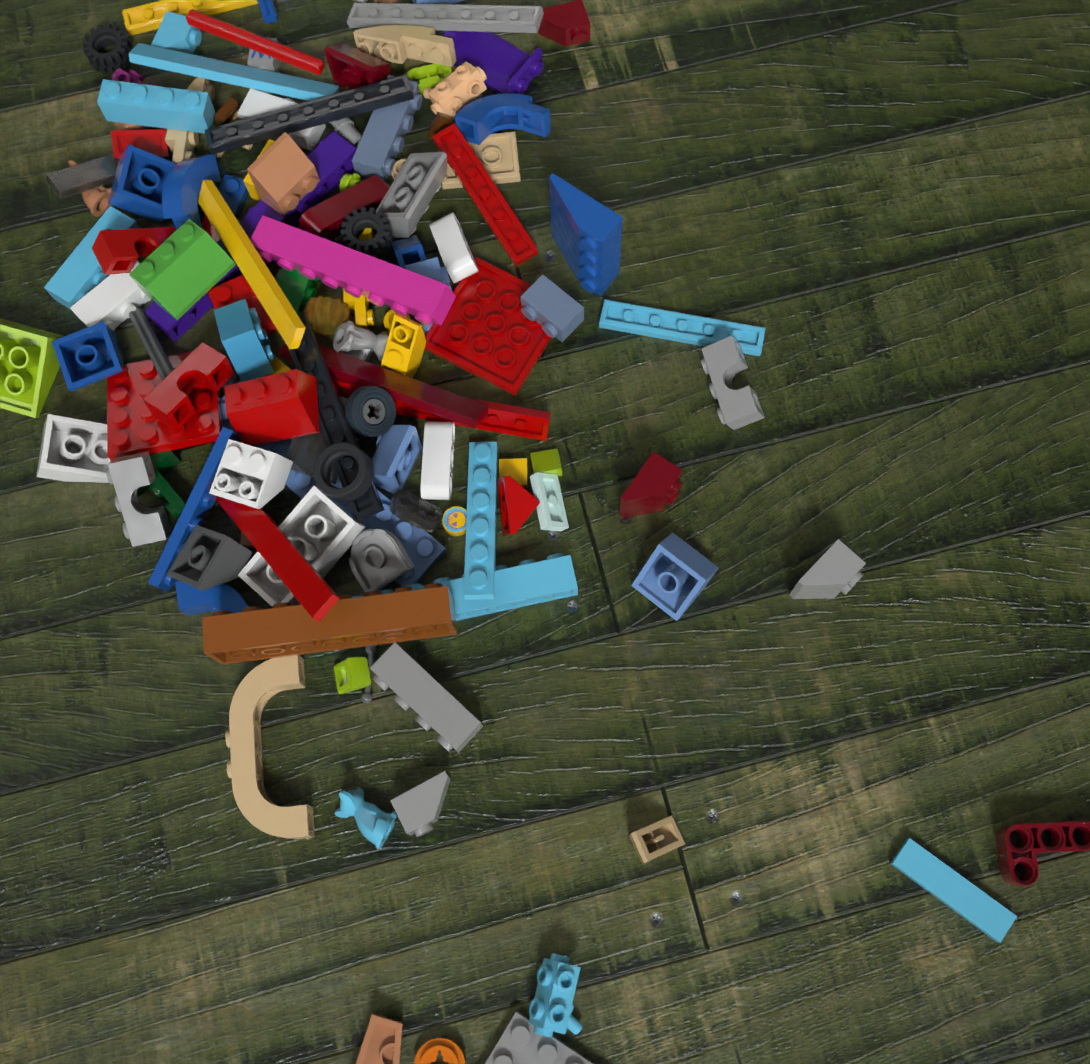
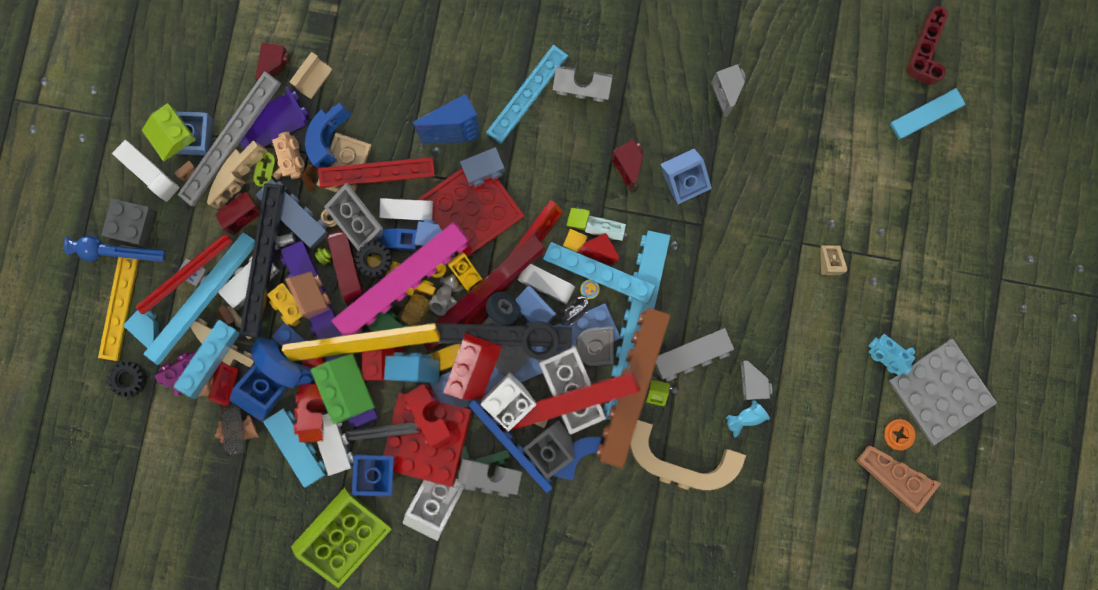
camera: 75 degrees left, 10 degrees up
(571, 72) = (310, 76): none -> tan panel

